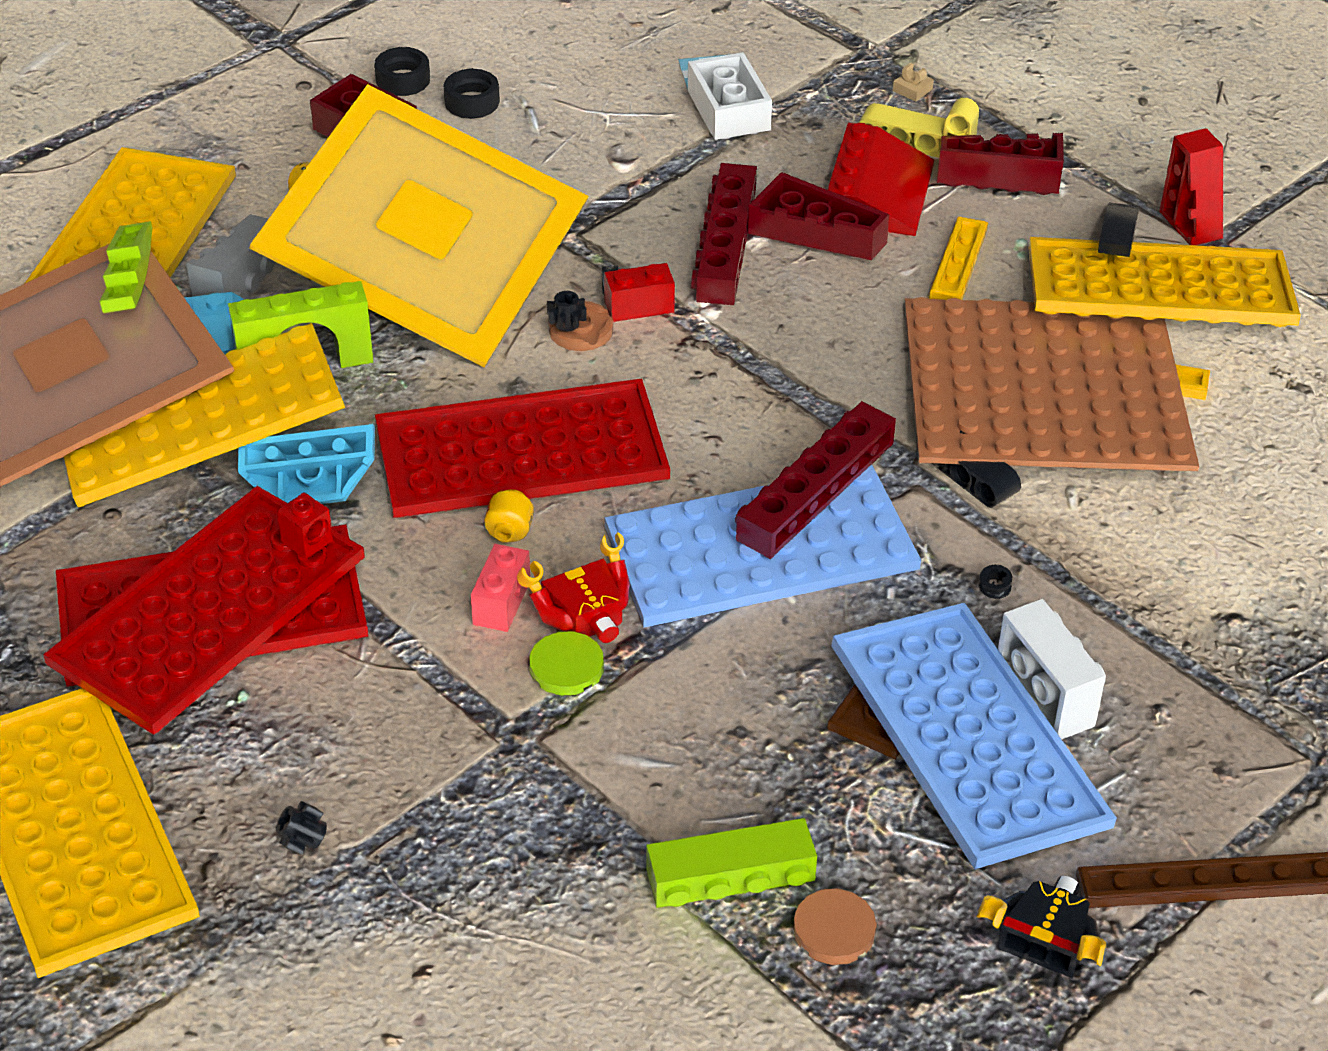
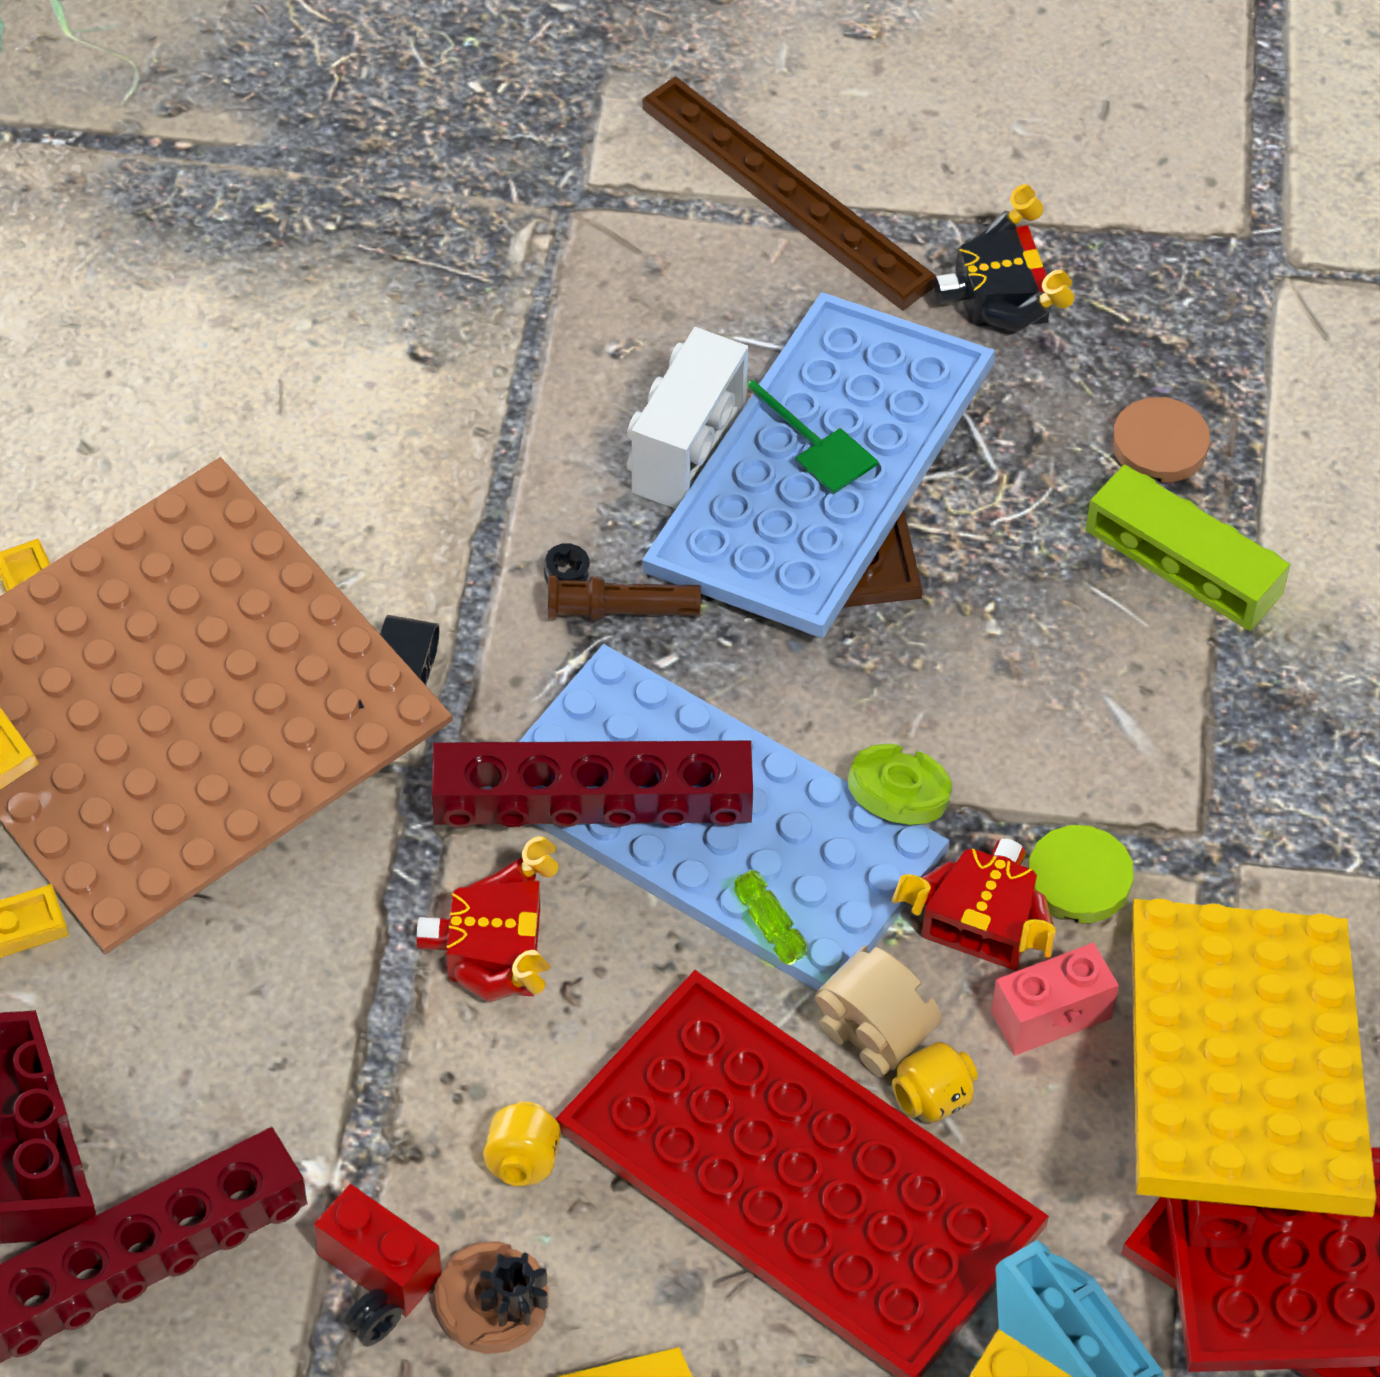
camera: 130 degrees left, 10 degrees up
(371, 601) = (1248, 1059): none -> yellow plate
(568, 507) = (876, 1009): none -> tan brick
(641, 360) = (522, 1141): none -> yellow head
(665, 503) = (770, 917): none -> clear neon green axle
(698, 615) = (899, 784): none -> lime tile
(764, 413) = (496, 928): none -> red torso
(955, 575) = (598, 599): none -> reddish brown pin
(962, 724) = (830, 460): none -> green piece

